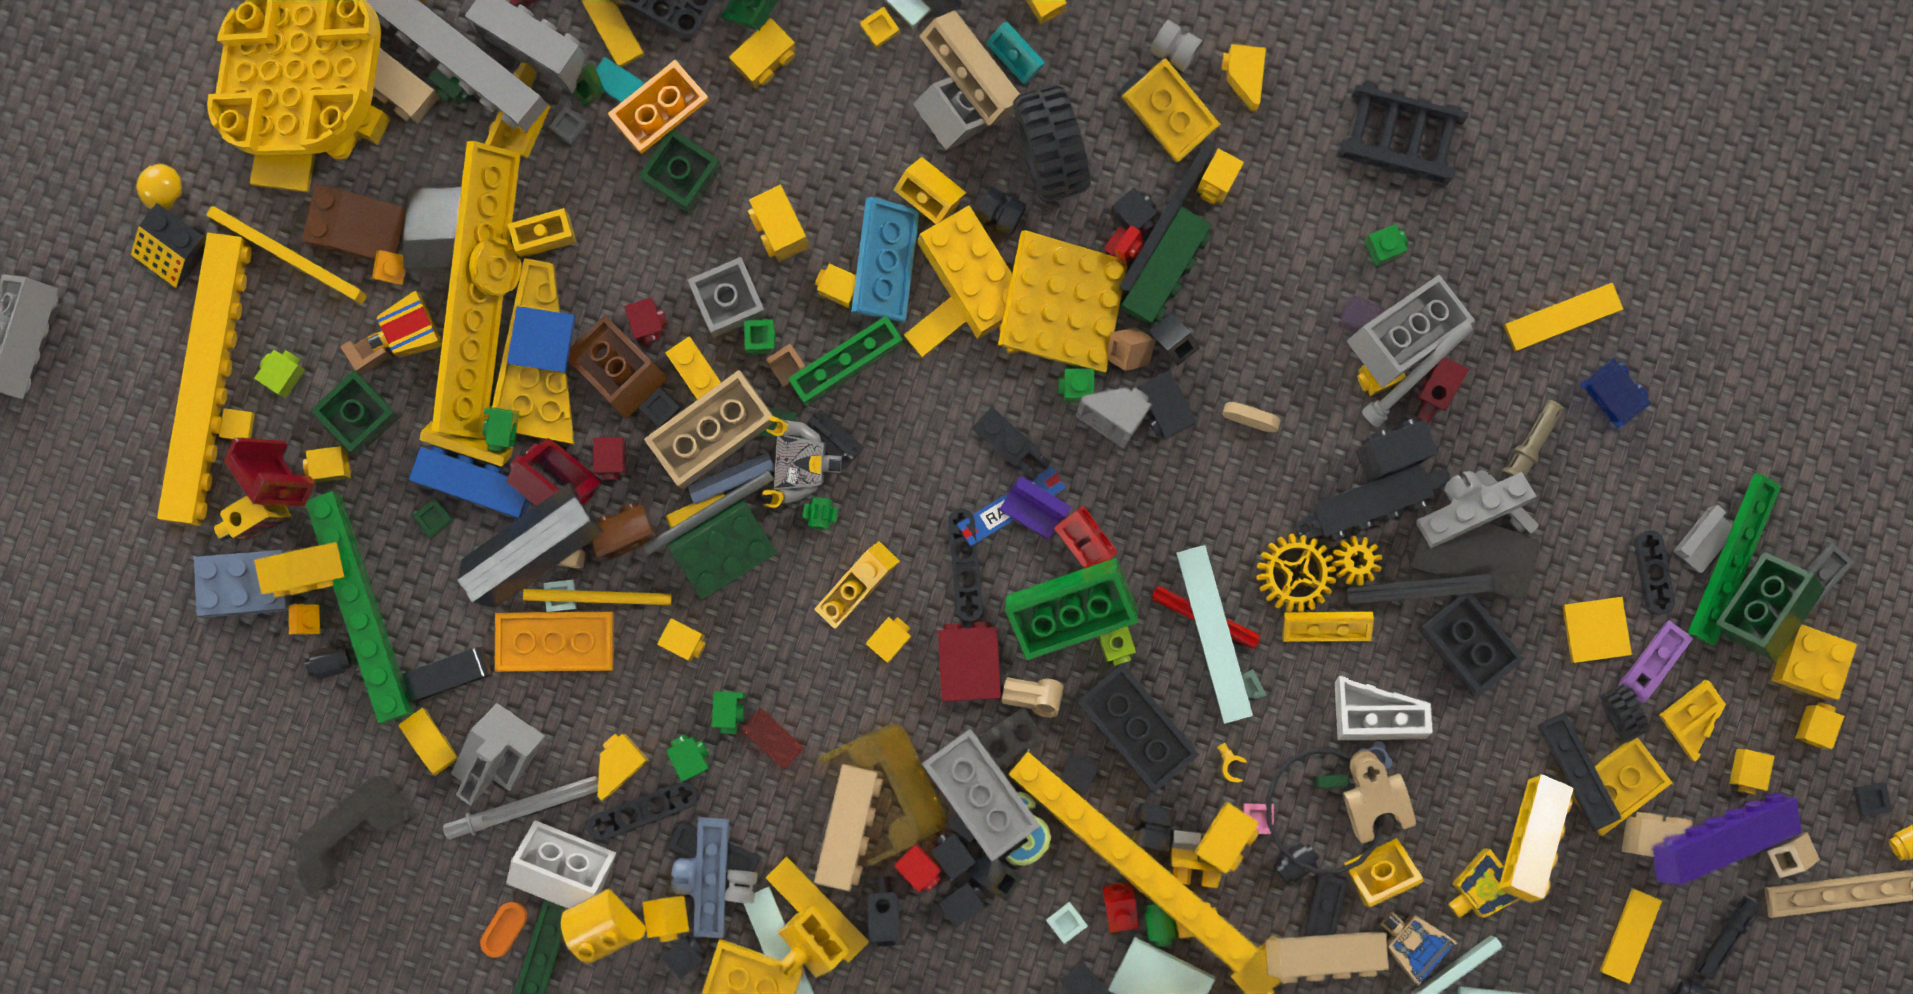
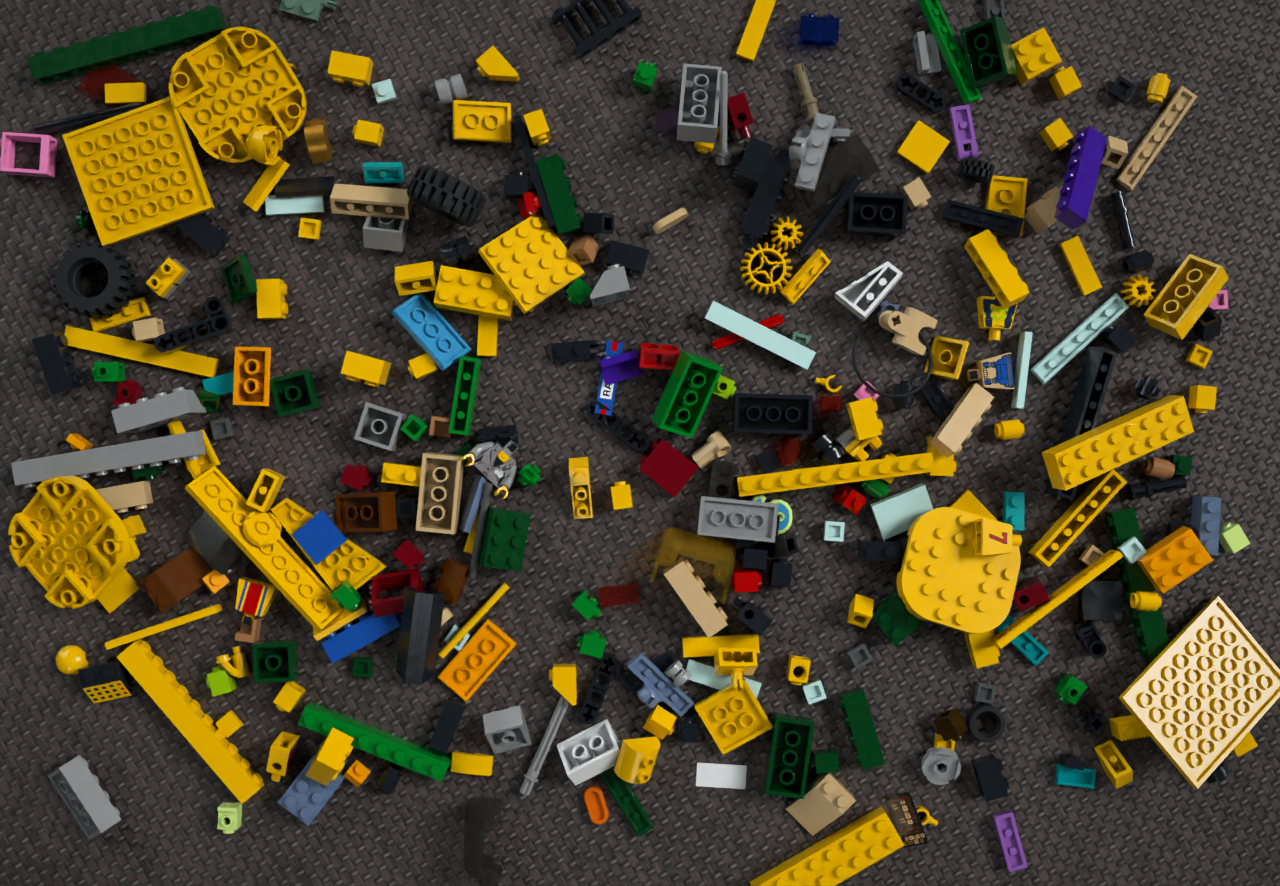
camera: 45 degrees left, 5 degrees up
(138, 518) = (233, 812): none -> yellowish green brick
(264, 474) = (267, 732): dark red panel -> none
(319, 374) = (239, 661): none -> yellow plant
(479, 760) = (504, 748): light grey piece -> none
(682, 640) = (532, 597): yellow brick -> none
(1112, 787) = (789, 451): none -> clear red brick
(1209, 785) = (830, 403): none -> clear red wheel
(1331, 781) = (880, 342): dark green tile -> none
(1536, 669) = (916, 194): none -> tan brick
(1694, 717) = (1006, 139): yellow wing -> none

